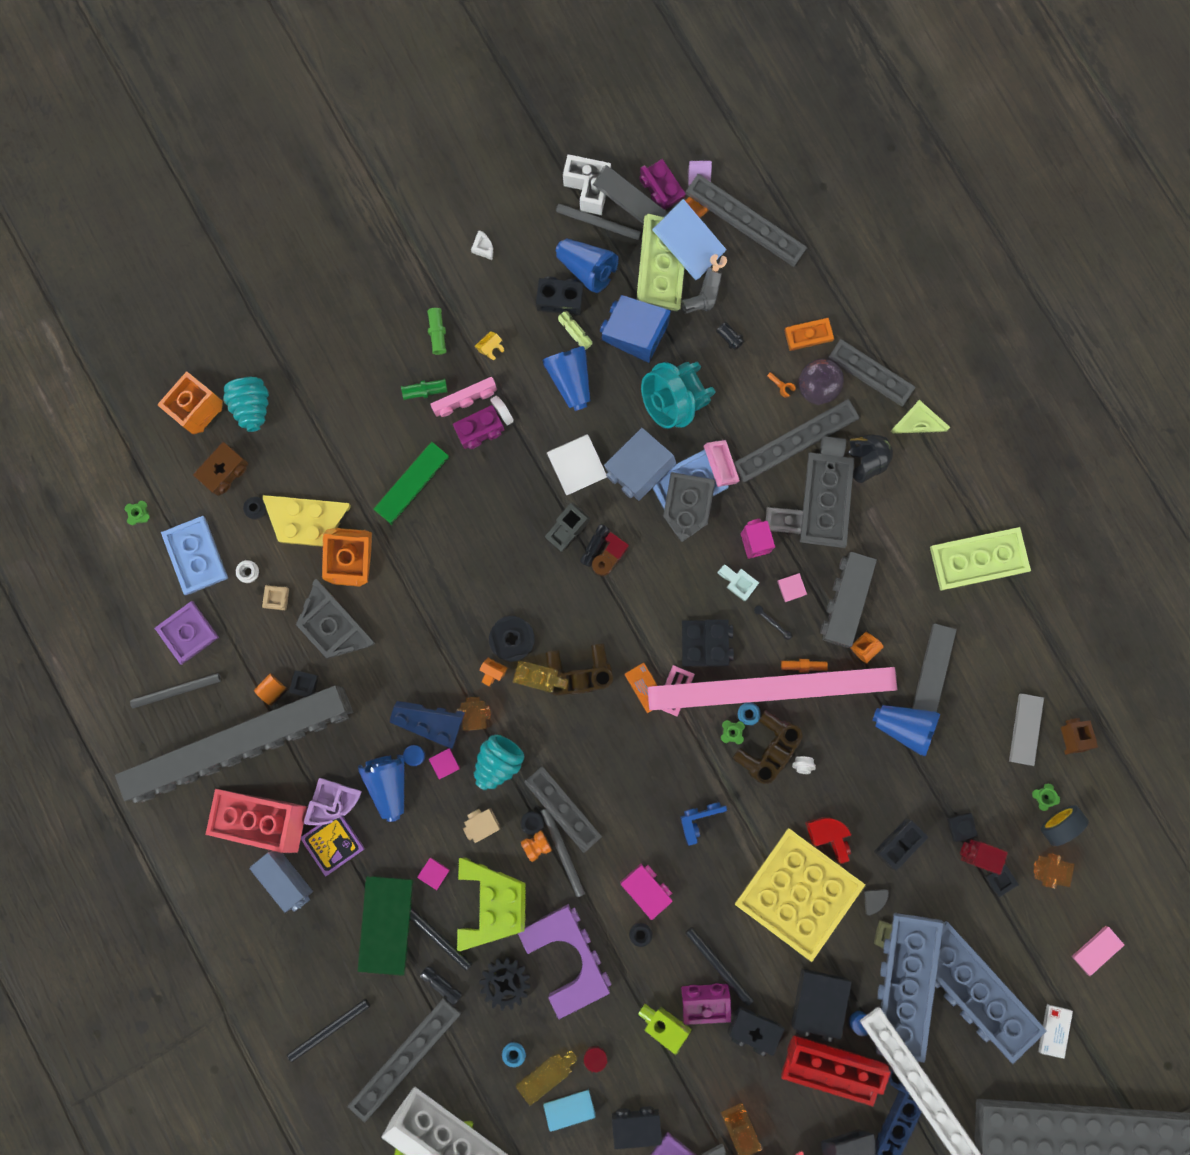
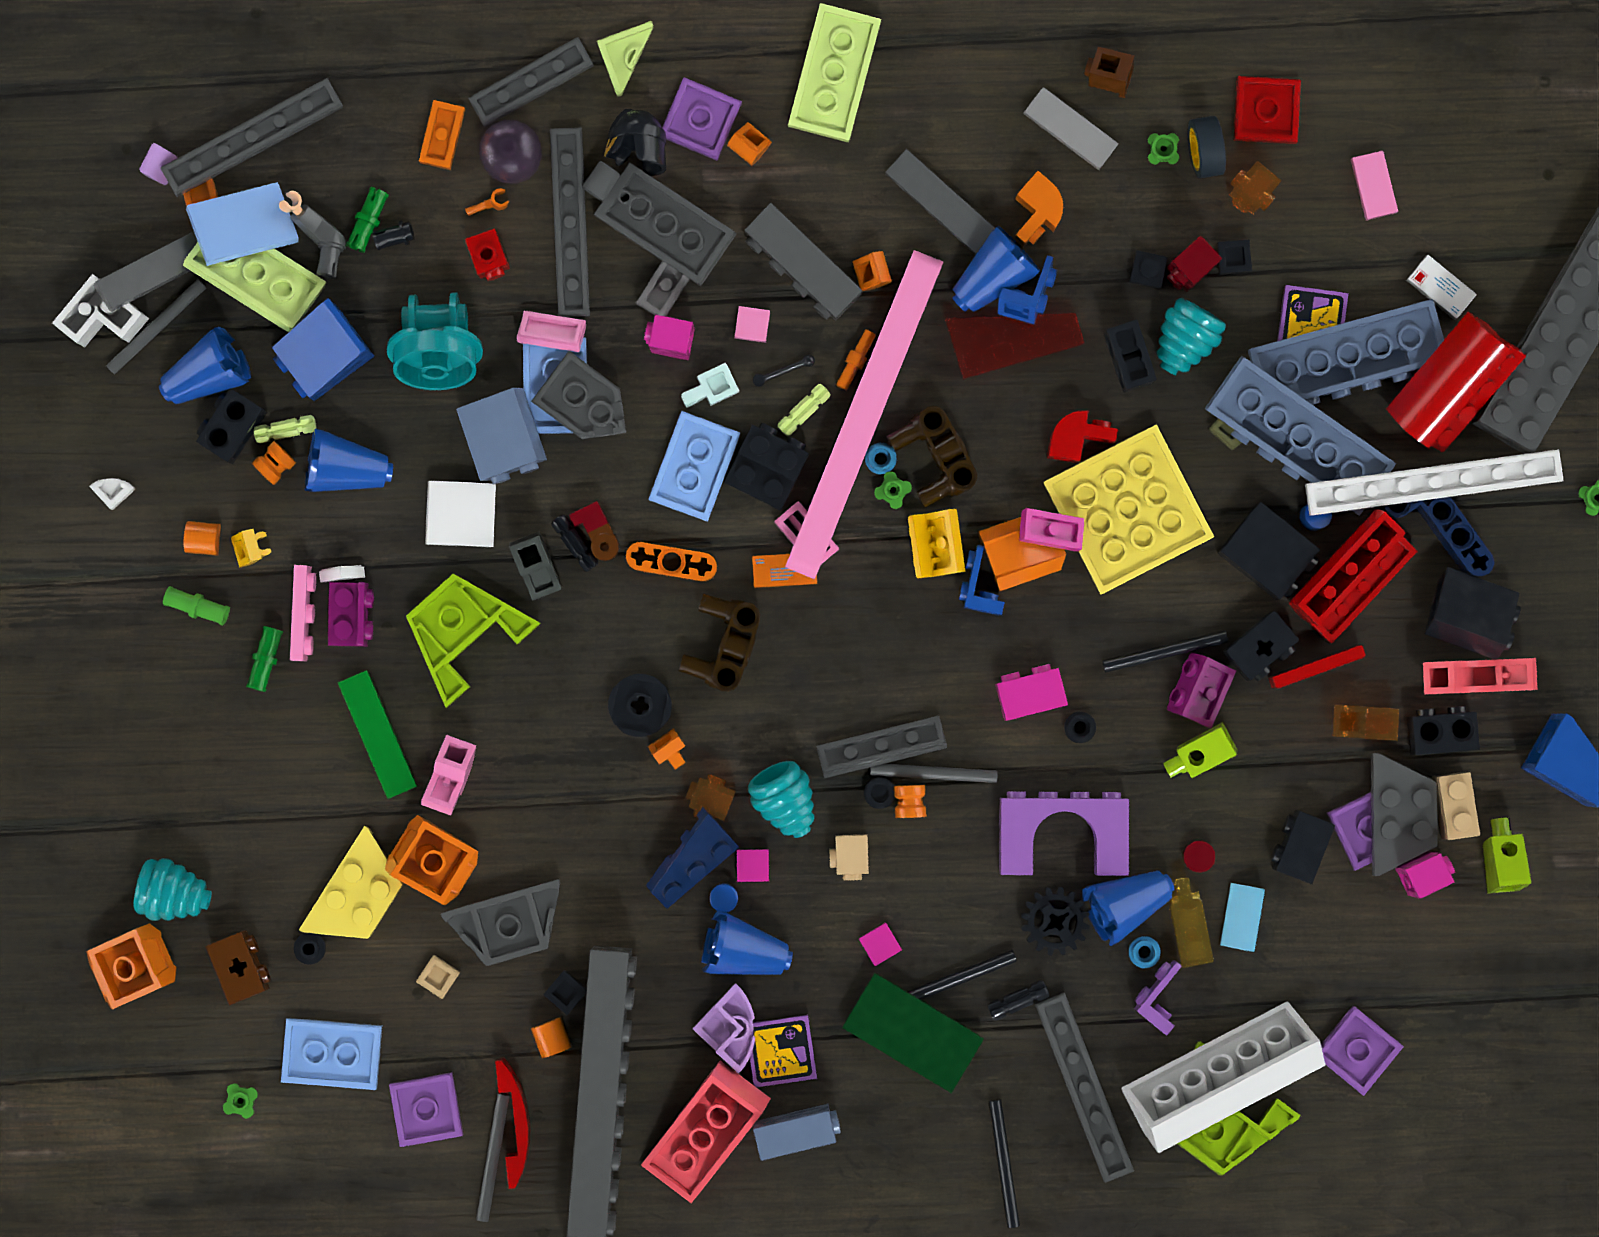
camera: 65 degrees left, 5 degrees up
(227, 676) = (509, 1082): none -> red slope
(240, 571) = (379, 1003): white plate -> none
(407, 540) = (449, 775): none -> bright pink brick
(481, 313) = (202, 538): none -> orange brick
(484, 1072) = (1157, 1016): none -> medium lavender bracket
(500, 905) = (959, 880): lime wing -> none
(506, 493) = (452, 621): none -> lime wing
(538, 677) = (704, 696): clear yellow hinge -> none
(539, 1026) = (1126, 903): none -> blue cone
(550, 333) = (268, 467): none -> orange wheel
(603, 598) = (649, 550): none -> orange beam
(661, 184) = (148, 219): magenta bracket -> none
(682, 596) = (694, 466): none -> light blue tile
(712, 778) = (936, 543): none -> yellow bracket
(731, 315) = (367, 219): none -> green pin
(738, 837) = (1017, 561): none -> orange slope
(749, 399) = (487, 255): none -> red brick
(754, 648) = (803, 410): none -> yellowish green axle
(761, 850) = (1051, 529): none -> dark pink plate
(762, 1077) = (1317, 667): none -> red tile
(804, 765) = (976, 423): white plate -> none
(864, 753) = (1001, 342): none -> clear red wing
(875, 900) = (1181, 422): dark grey tile -> none
(896, 757) = (1025, 307): none -> blue bracket
(905, 489) = (701, 118): none -> medium lavender tile
(906, 527) = (749, 143): none -> orange brick
(934, 876) = (1187, 336): none -> teal piece
(970, 735) = (1045, 204): none -> orange brick
(993, 949) = (1310, 310): none -> tile
(1000, 1076) = (1455, 383): none -> red brick
(1108, 853) = (1267, 110): none -> red tile

